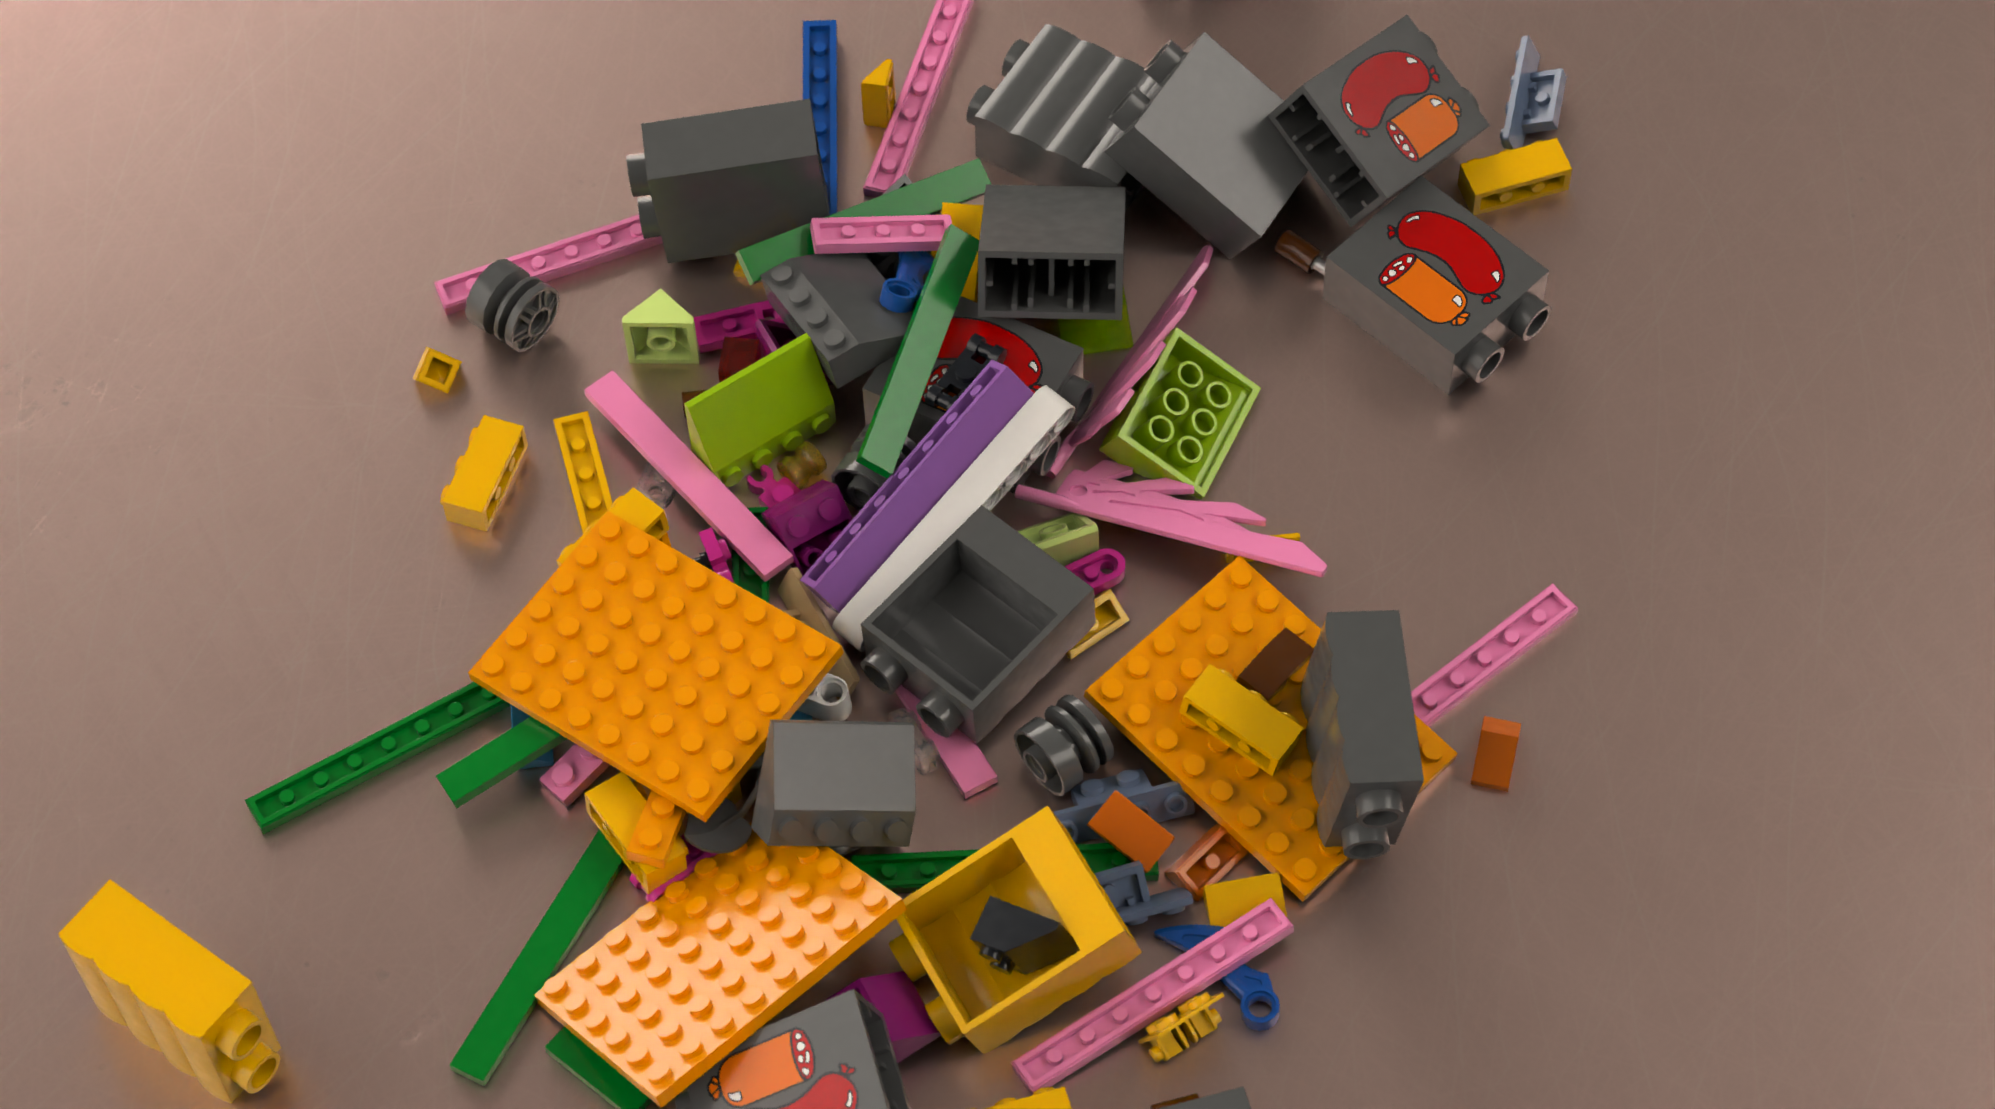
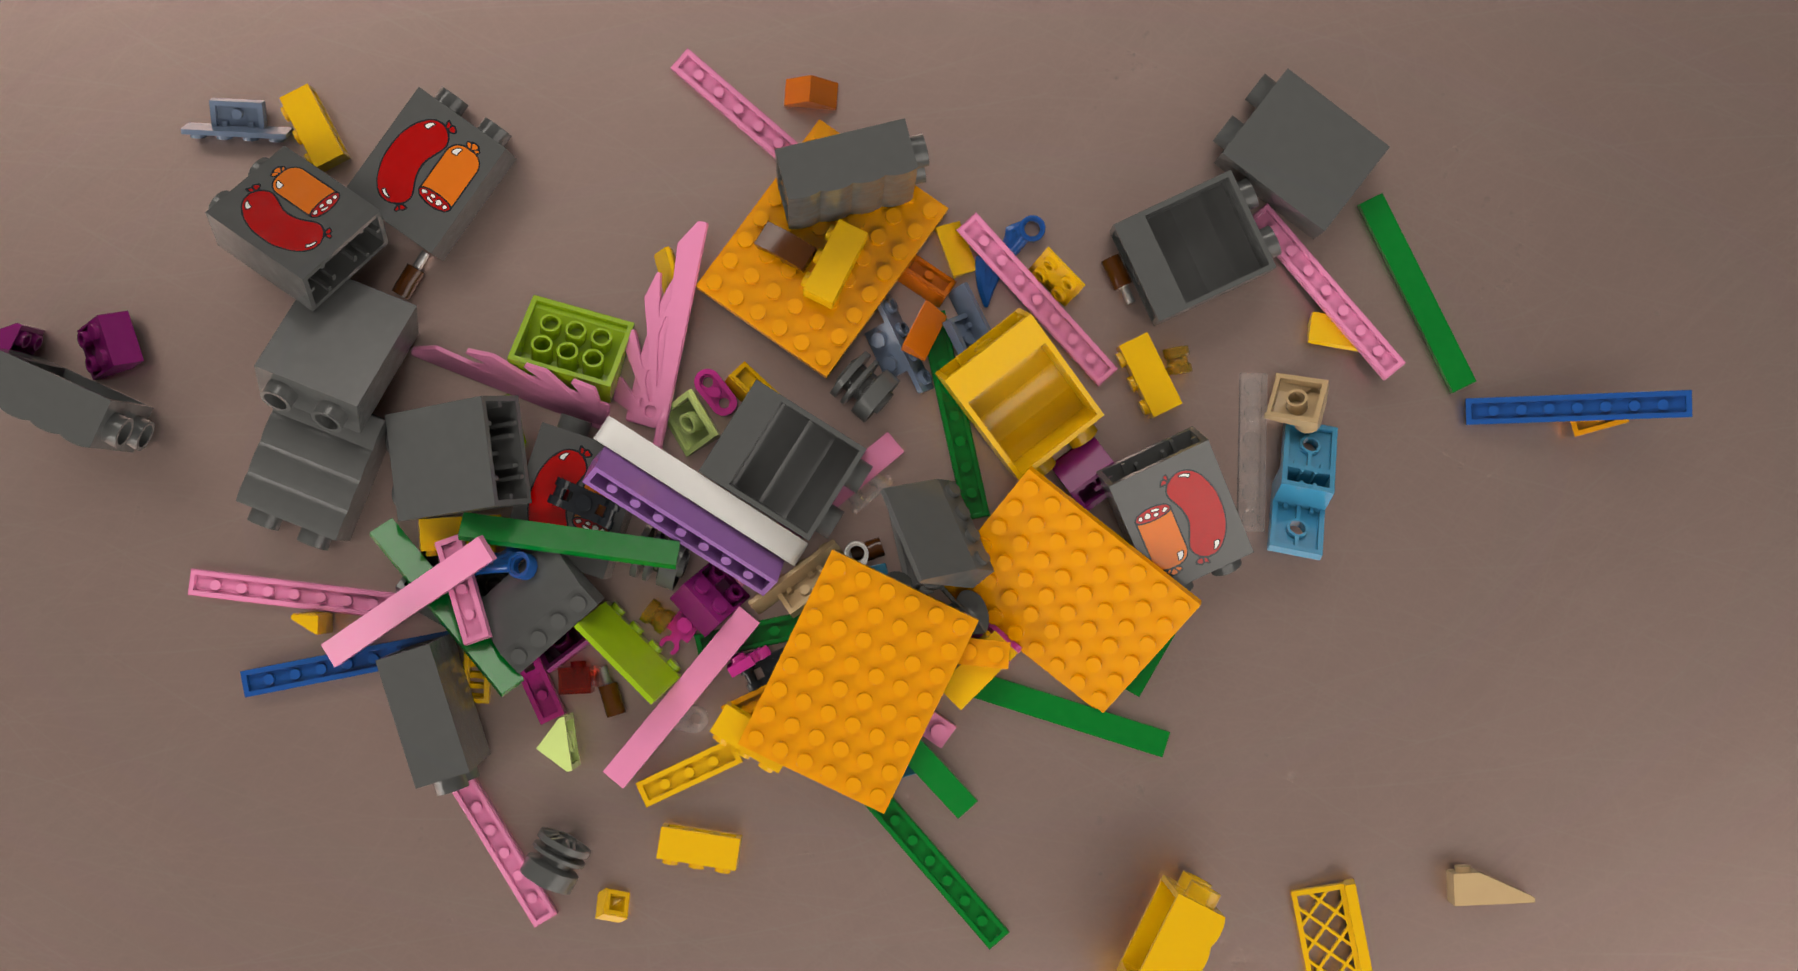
camera: 105 degrees left, 30 degrees up
(882, 179) = (409, 600): none -> bright pink tile
(1020, 938) = (1030, 389): black slope -> none

